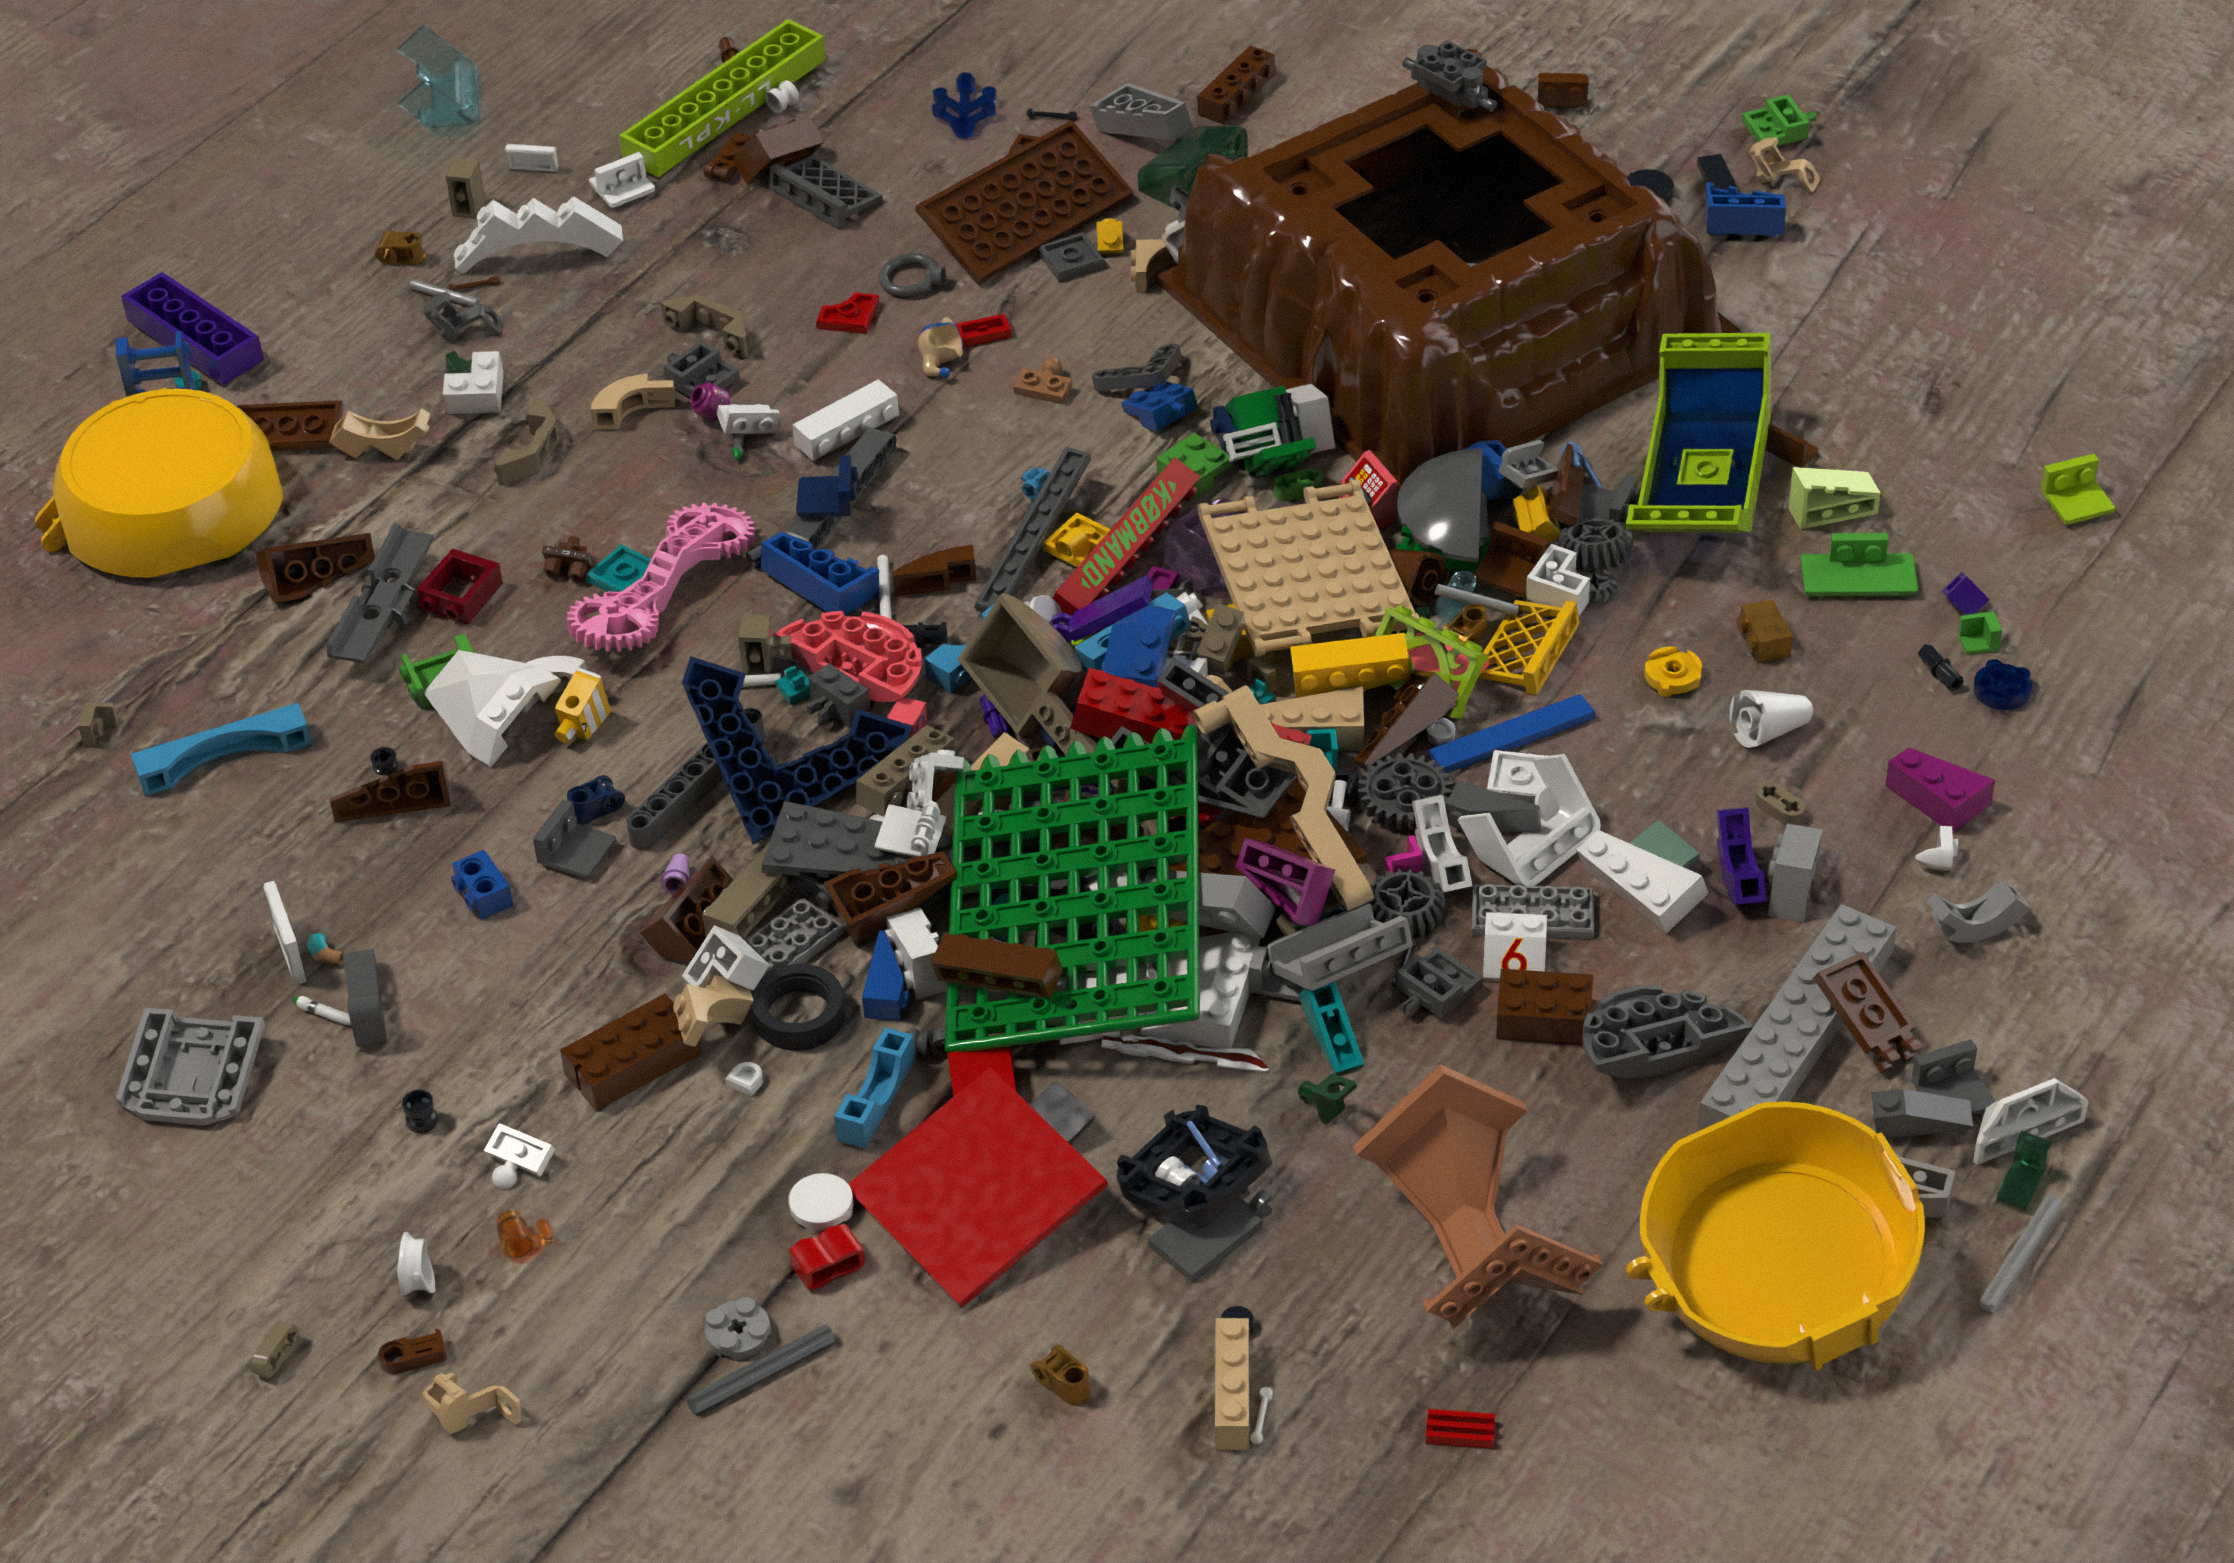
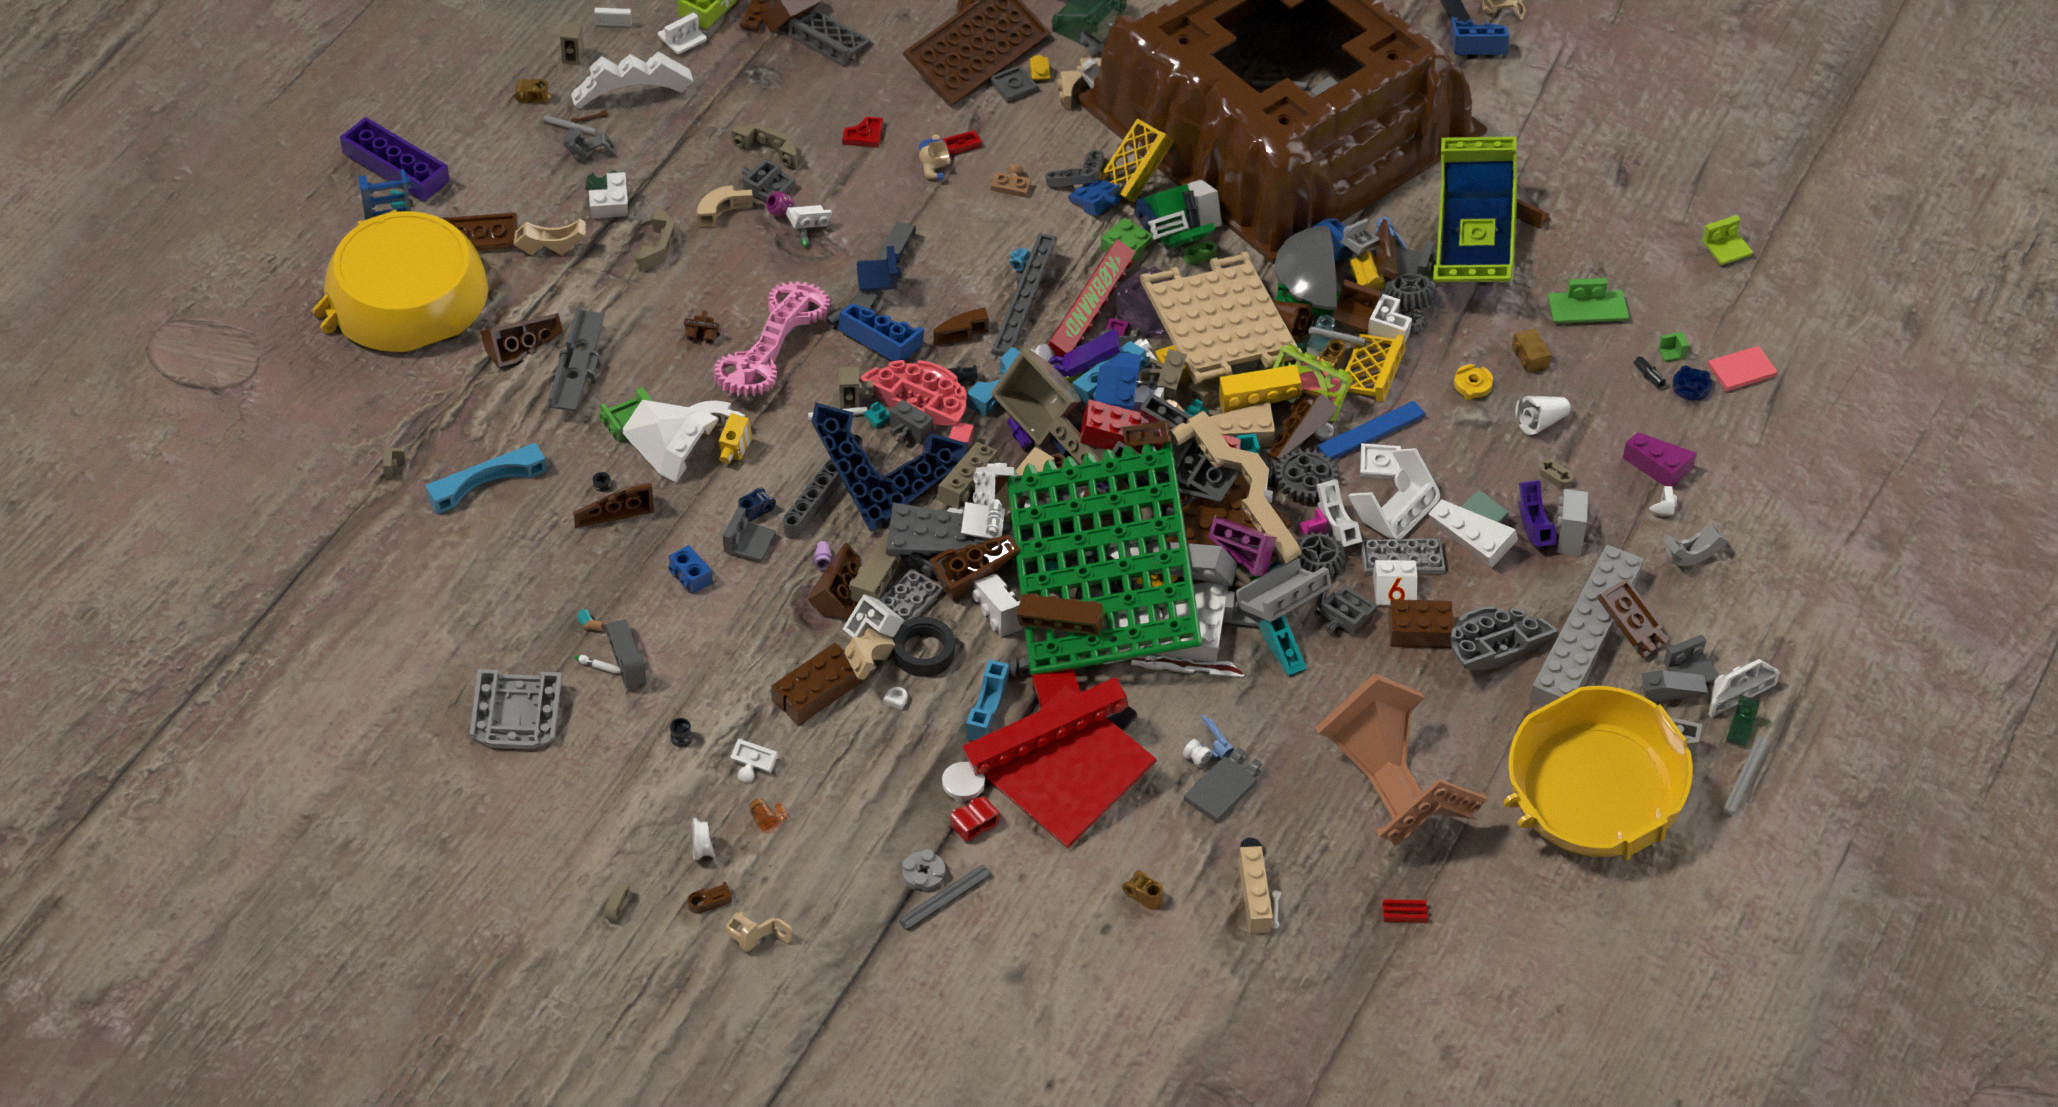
camera: 10 degrees left, 5 degrees up
(284, 932) = (563, 611): white tile -> none
(459, 564) = (631, 336): dark red window -> none
(618, 570) = (740, 334): teal tile -> none
(845, 419) = (878, 215): white brick -> none
(884, 586) = (926, 340): white bar -> none
(884, 989) = (981, 628): blue slope -> none
(934, 274) = (921, 101): dark grey piece -> none
(948, 1125) = (1045, 726): none -> red brick
(1075, 539) = (1055, 300): yellow plate -> none
(1162, 715) = (1146, 433): none -> reddish brown plate
(1196, 1204) = (1218, 770): black plate -> none
(1232, 364) = (1145, 166): none -> yellow fence
(1327, 1095) = (1288, 691): dark green bracket -> none
(1377, 487) = (1259, 254): slope -> none
(1507, 812) = (1358, 482): dark grey slope -> none
(1654, 180) = (1414, 17): black tile -> none
(1831, 496) = (1564, 251): yellowish green wedge -> none
(1965, 594) = (1660, 319): dark purple panel -> none
(2081, 667) = (1742, 368): none -> coral tile

